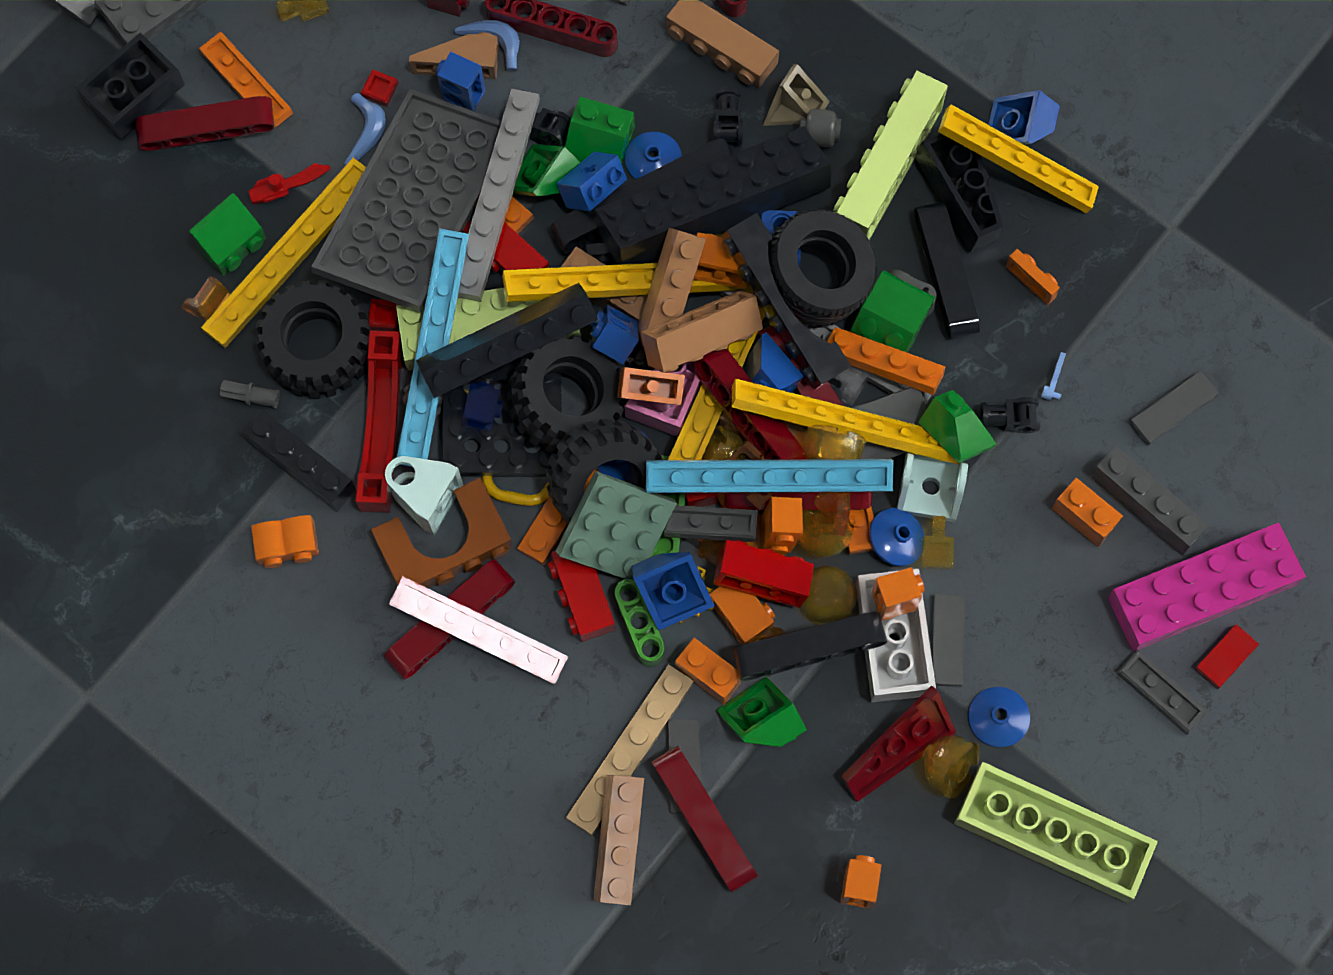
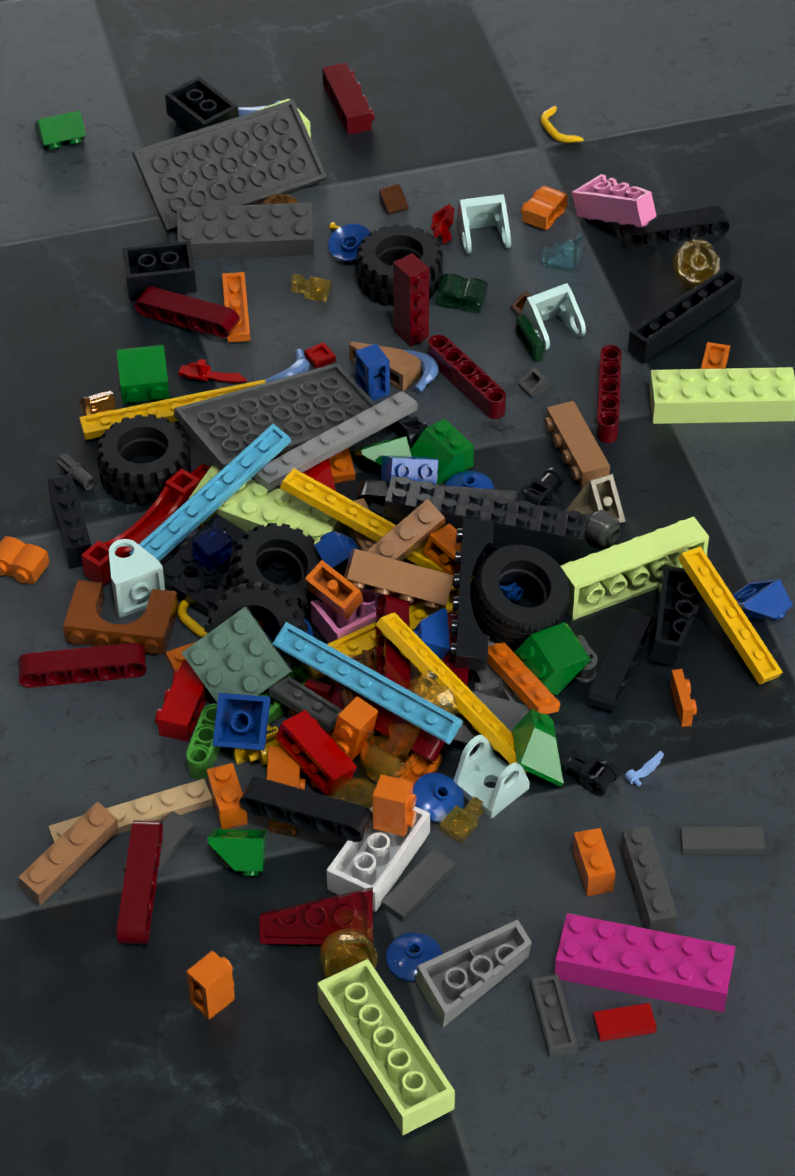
camera: 35 degrees right, 25 degrees down
(478, 630) = (92, 677): tile -> none
(506, 339) = (260, 508): black brick -> none
(1067, 710) = (471, 970): none -> light grey wedge

